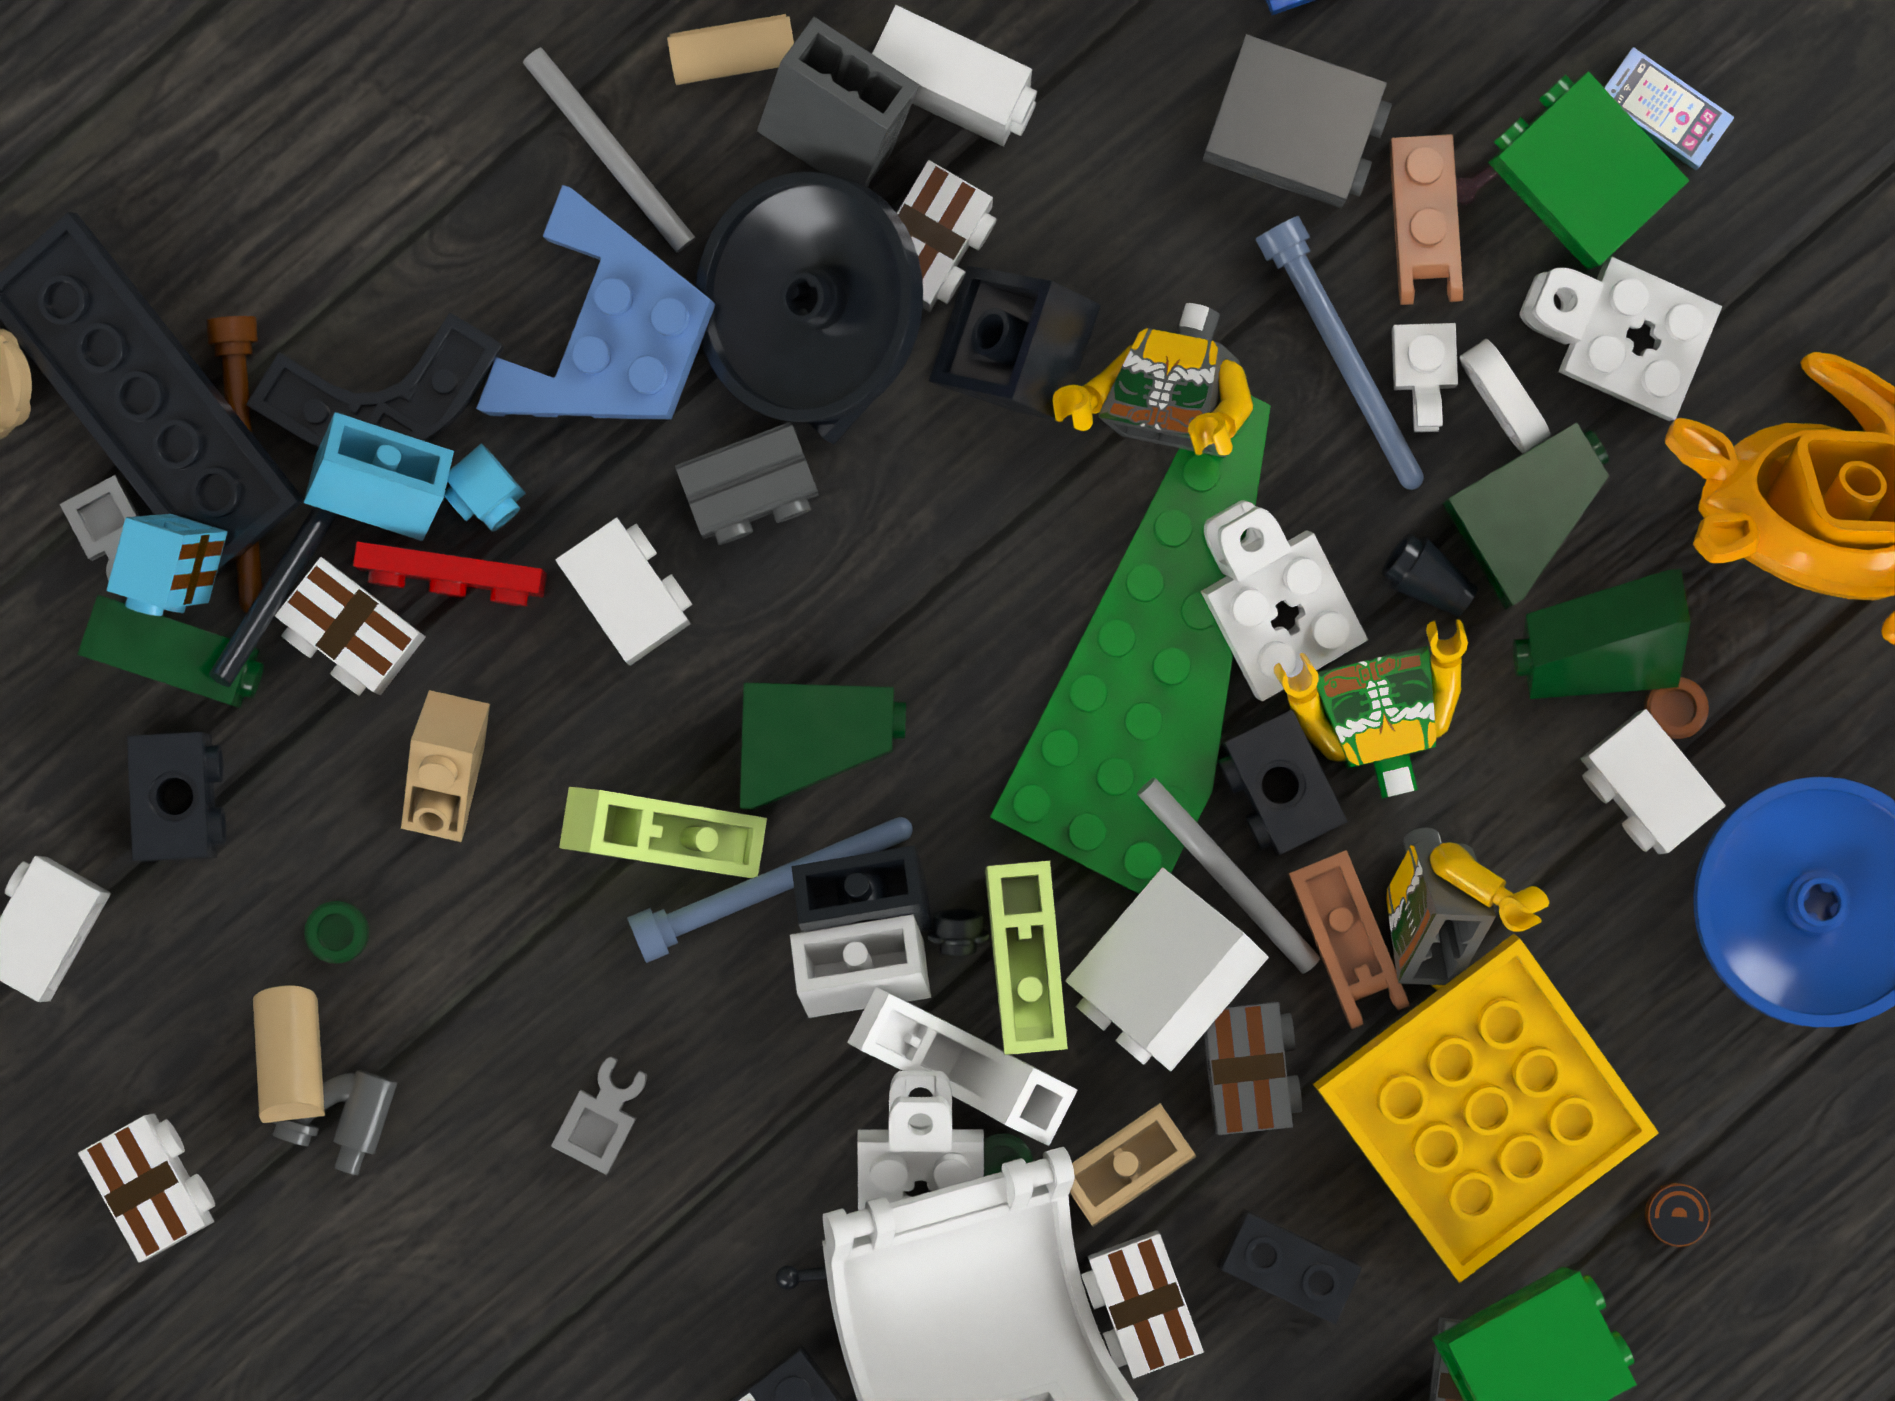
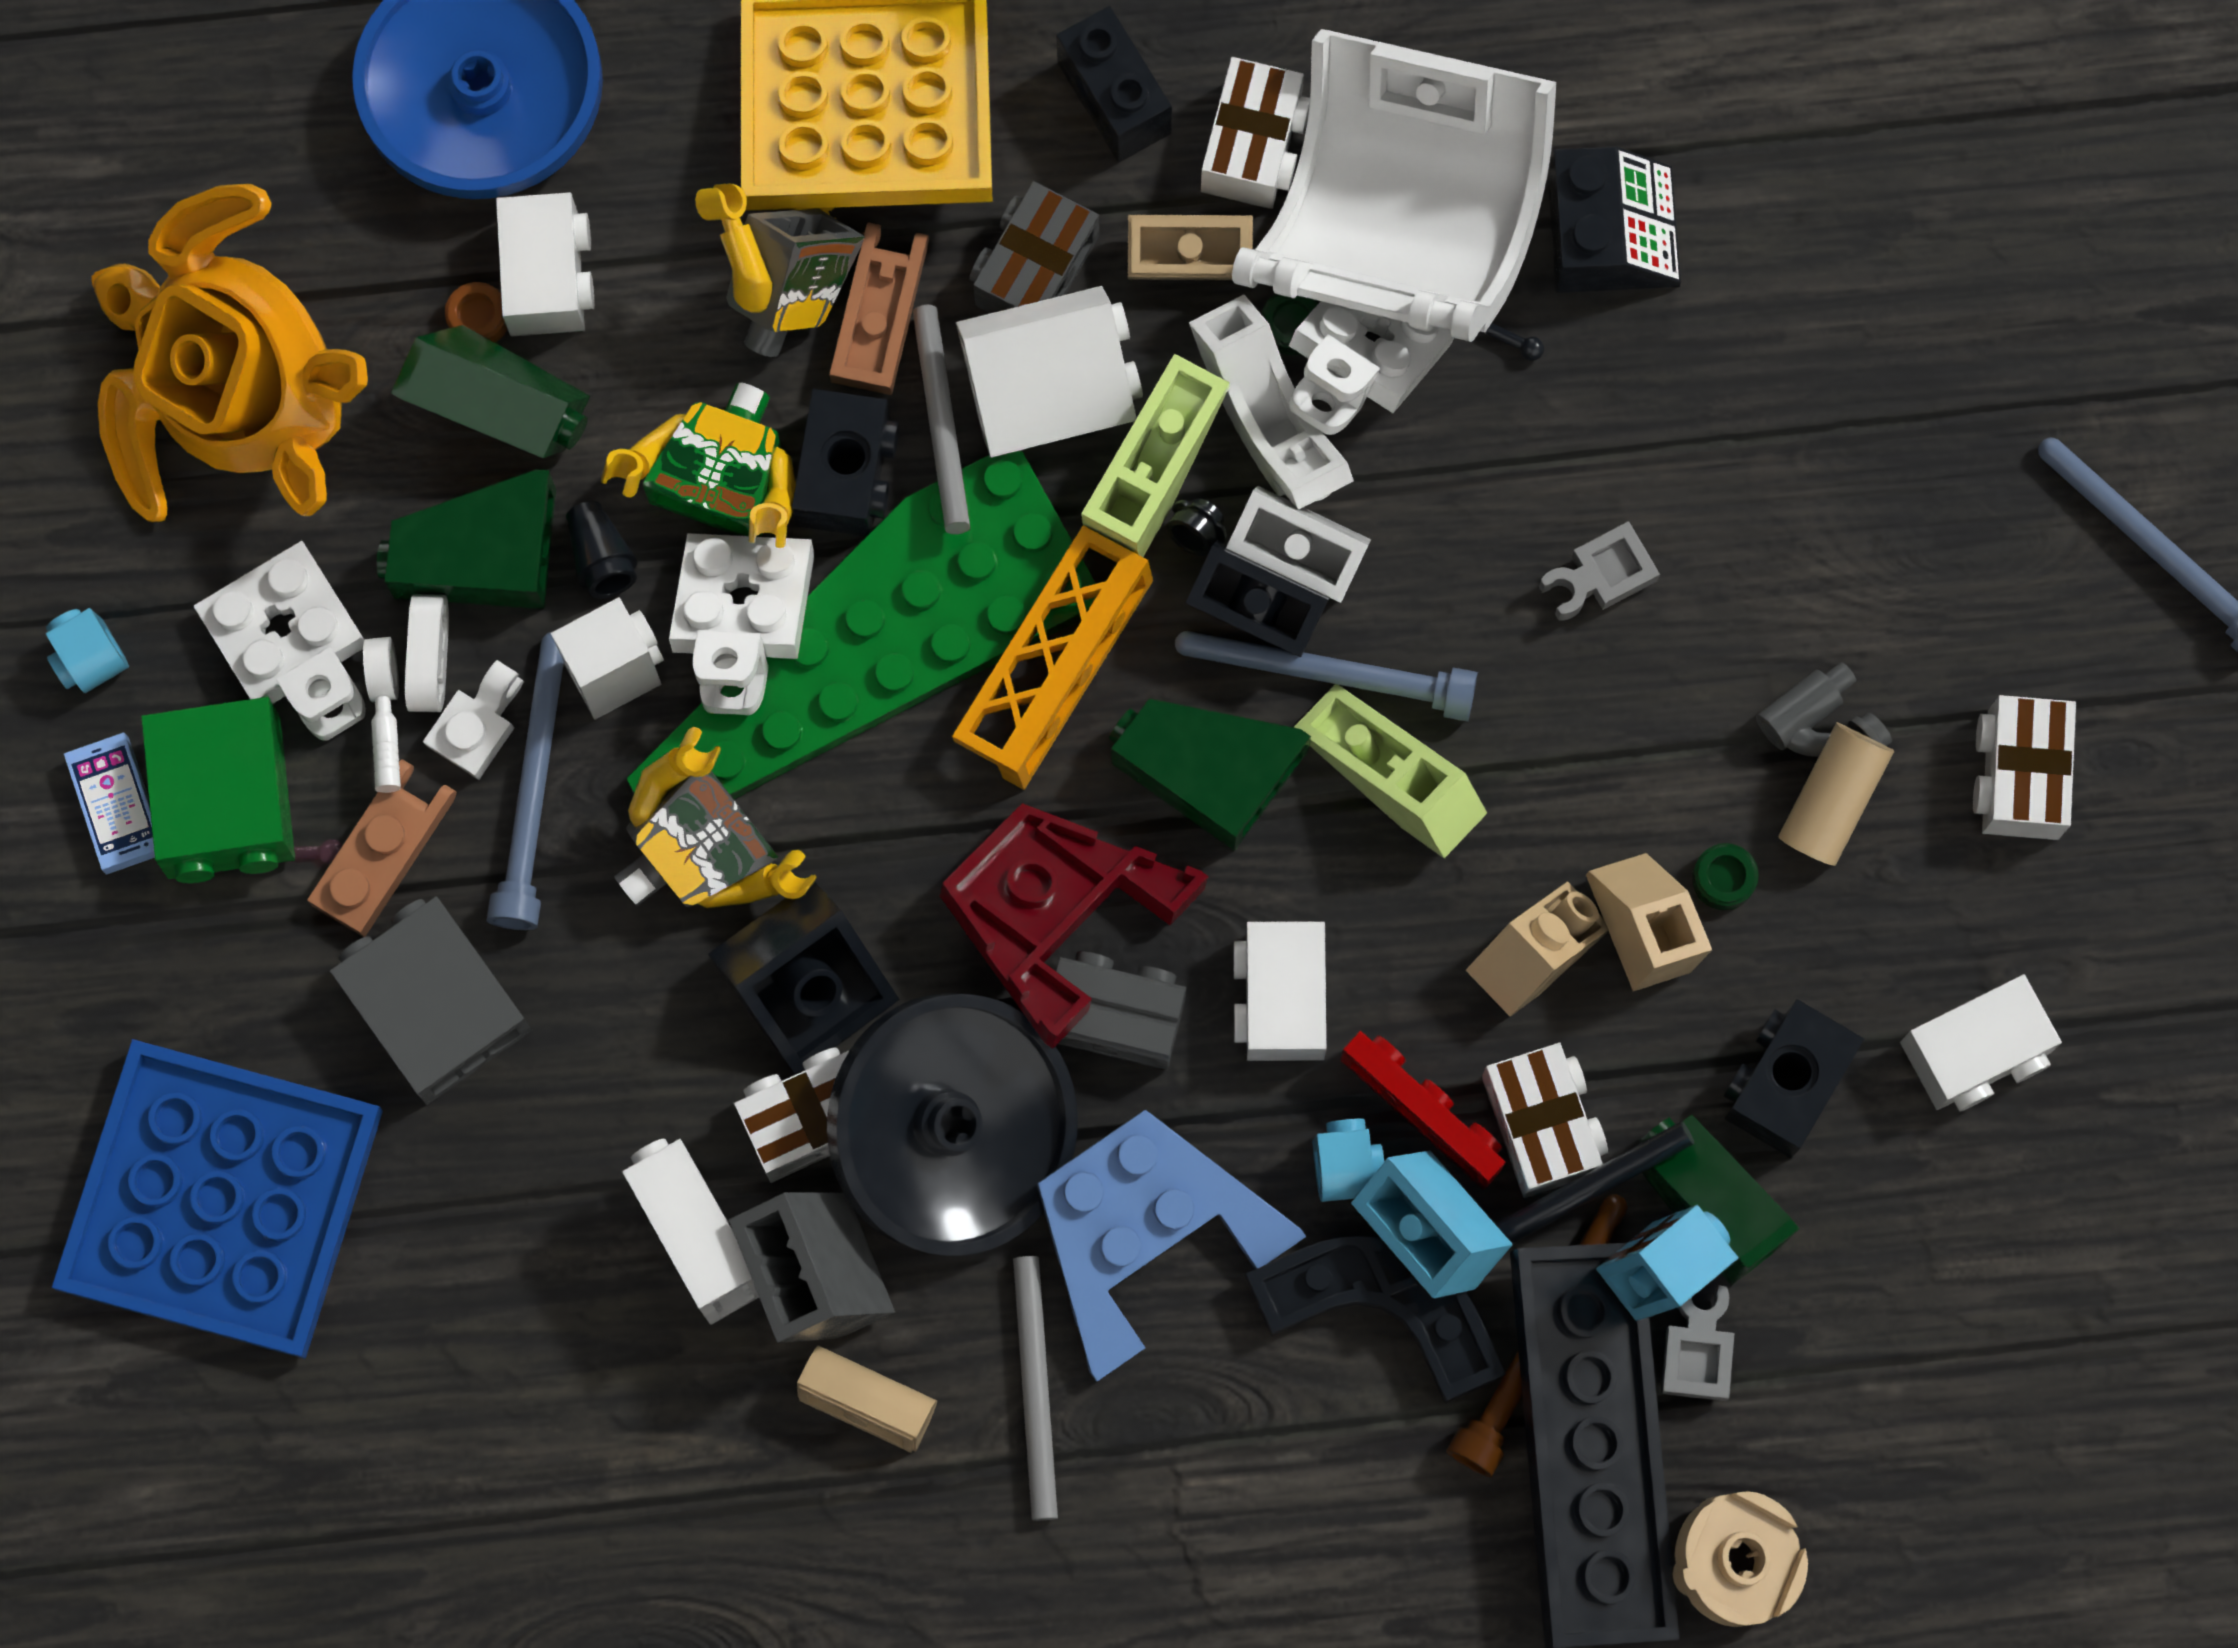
camera: 145 degrees left, 10 degrees down
(372, 847) = (1649, 920): none -> tan slope
(878, 531) = (1035, 888): none -> dark red wing
(973, 738) = (1073, 670): none -> light orange fence
(1350, 484) = (609, 656): none -> white brick
(1520, 343) = (382, 687): none -> white piece
(1779, 208) = (84, 650): none -> medium azure plate

